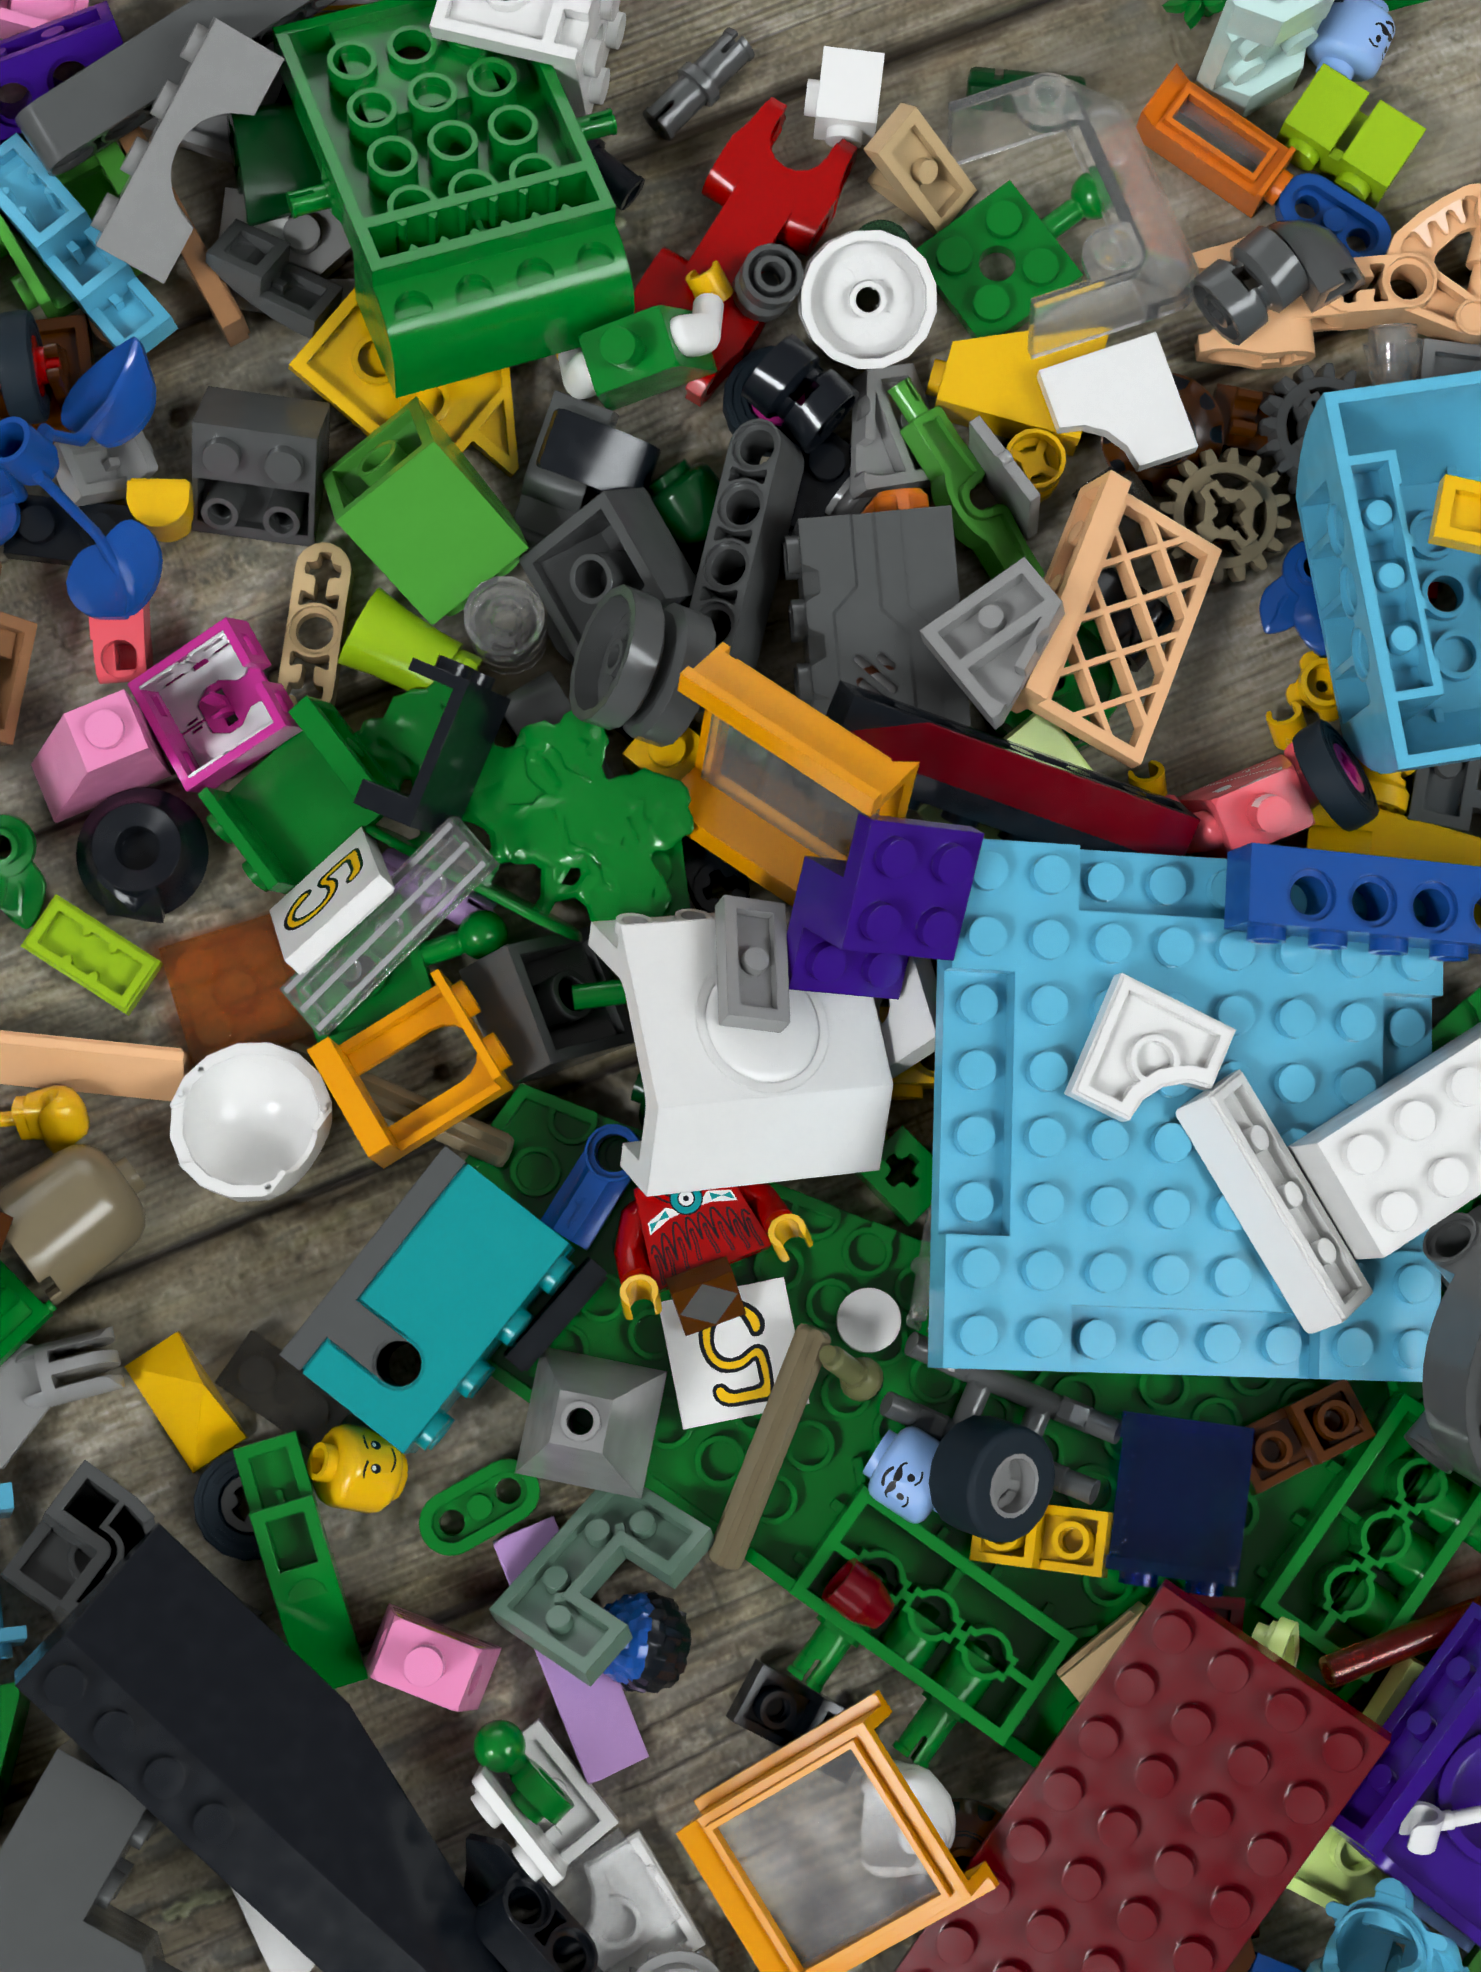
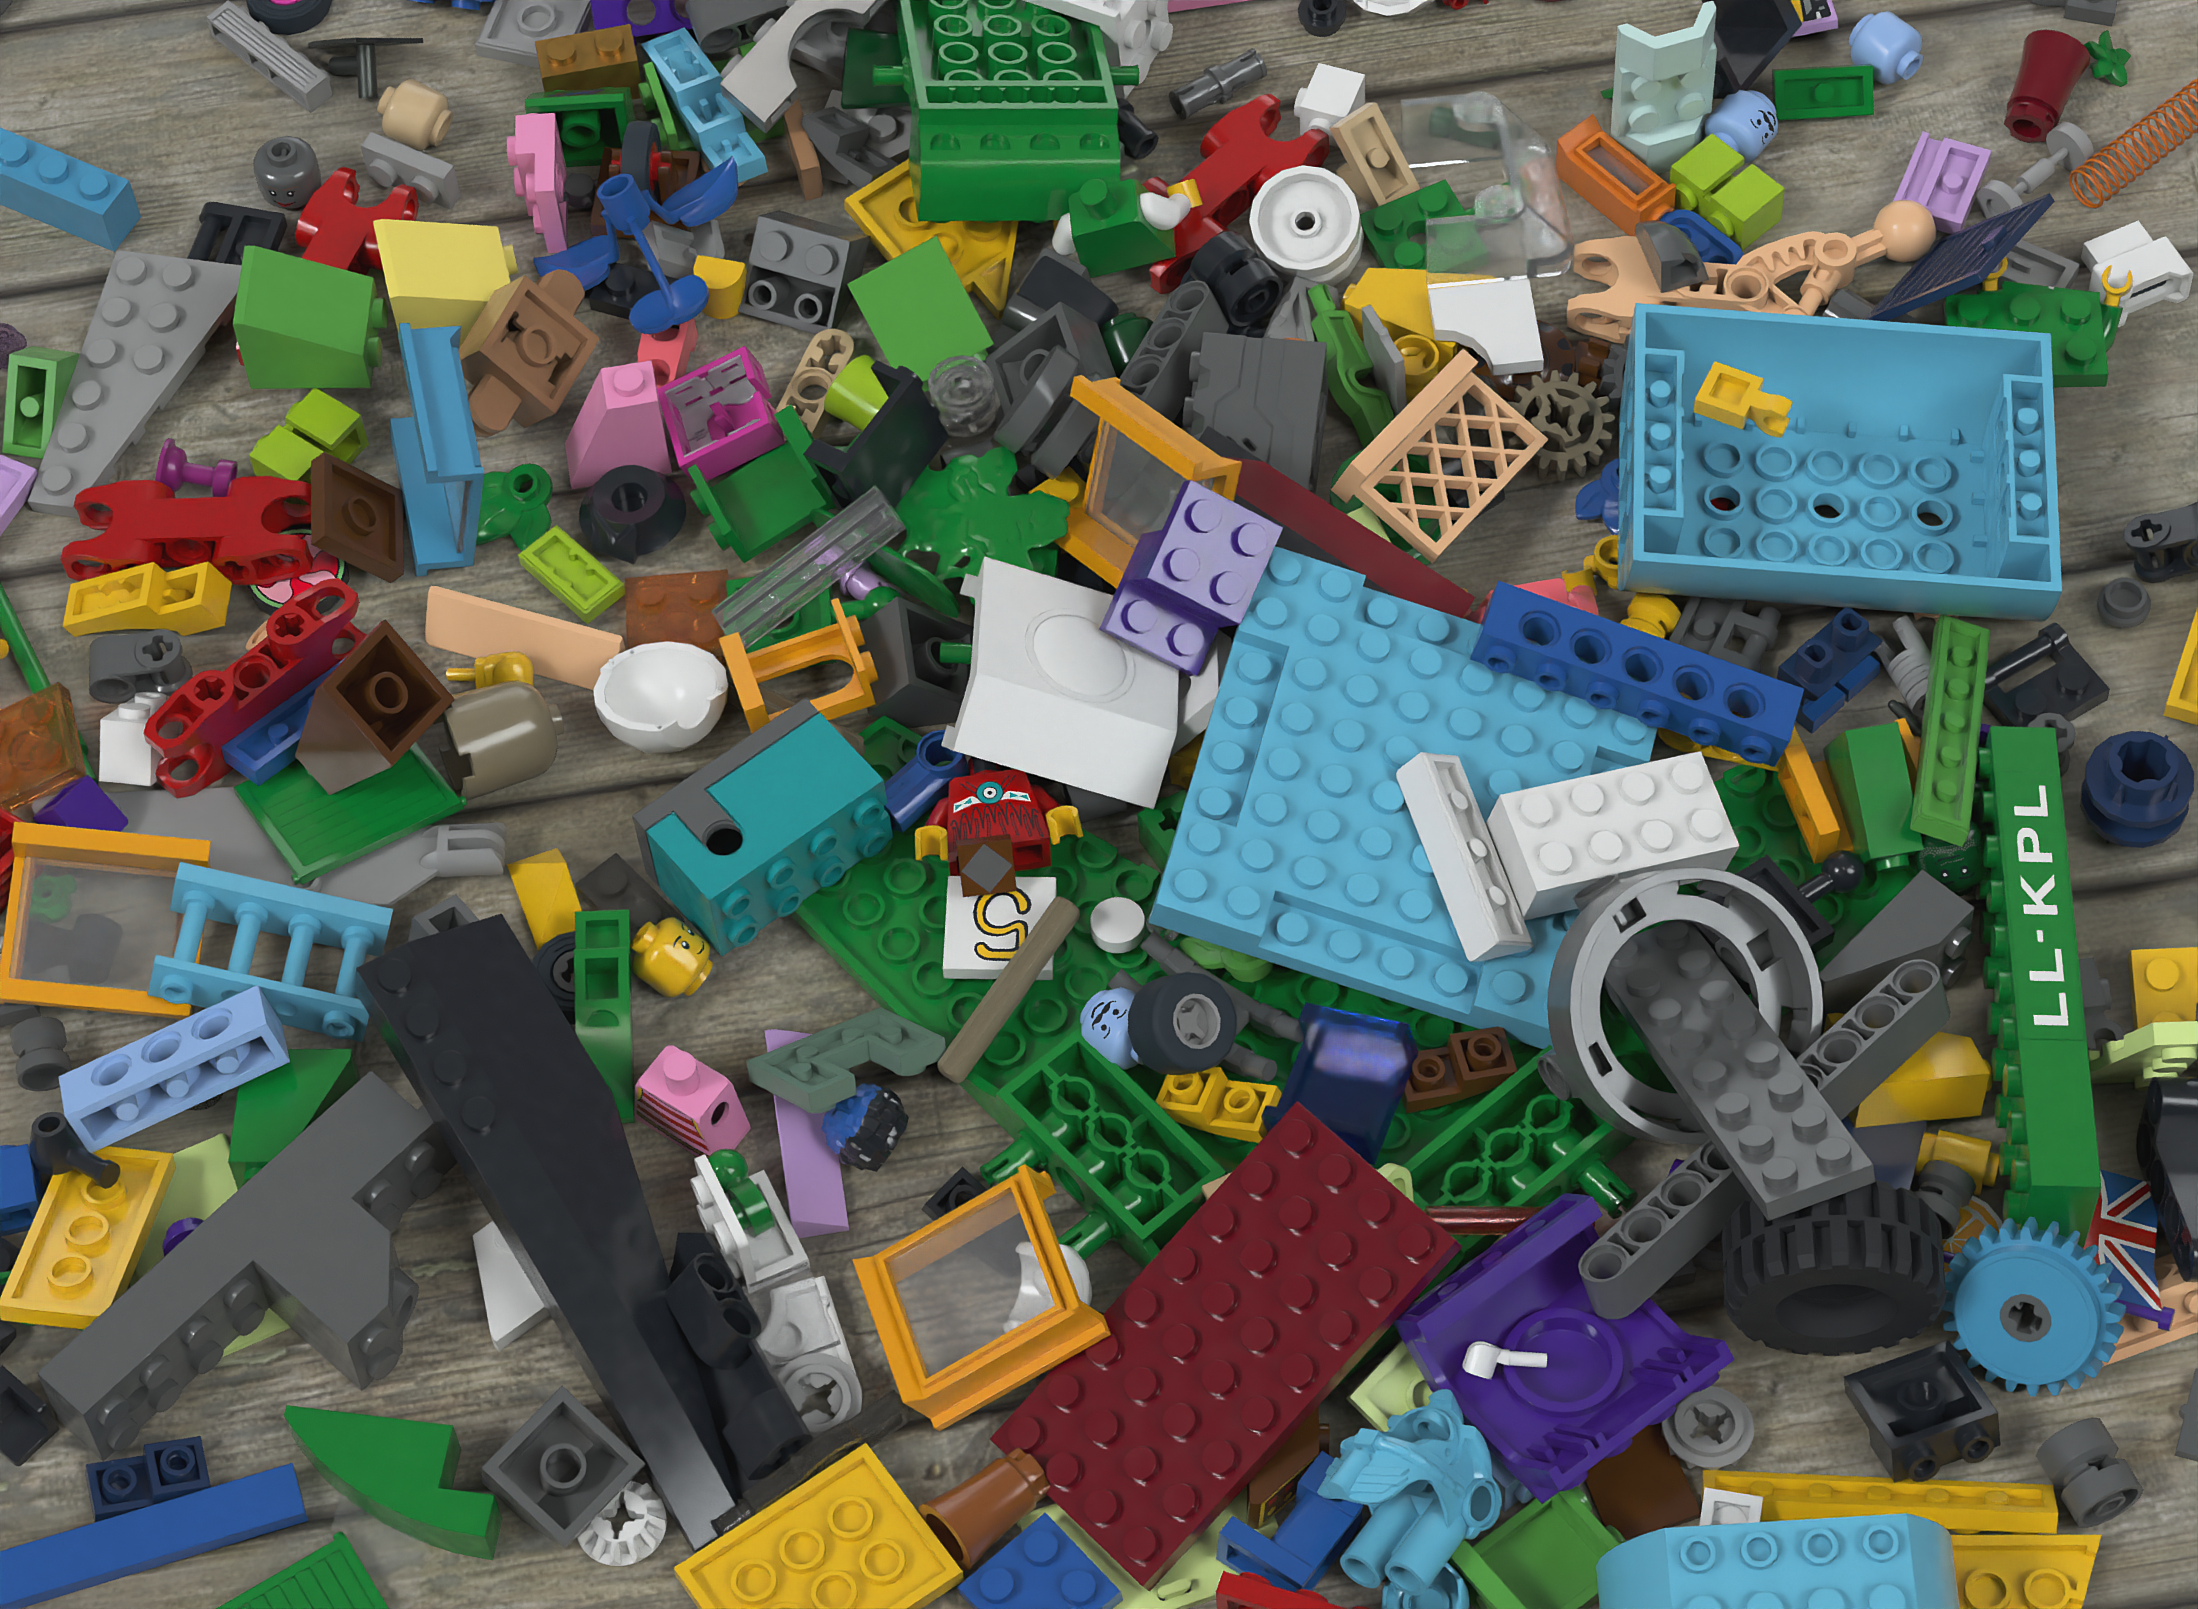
camera: 25 degrees right, 25 degrees down
(331, 901) = (769, 544): white tile -> none
(480, 1506) = (761, 1010): green plate -> none
(556, 1314) = (862, 866): black tile -> none
(625, 1417) = (868, 946): light grey slope -> none
(752, 964) = (1081, 605): light grey plate -> none
(759, 294) = (1229, 199): dark grey wheel -> none
(859, 1377) = (1098, 959): olive piece -> none
(859, 1595) = (1050, 1096): dark red hose -> none
(996, 638) = (1337, 428): light grey wing -> none
(1145, 1044) = (1379, 716): white tile -> none
(1257, 279) = (1615, 254): dark grey wheel -> none
(1335, 775) = (1595, 588): black bush -> none

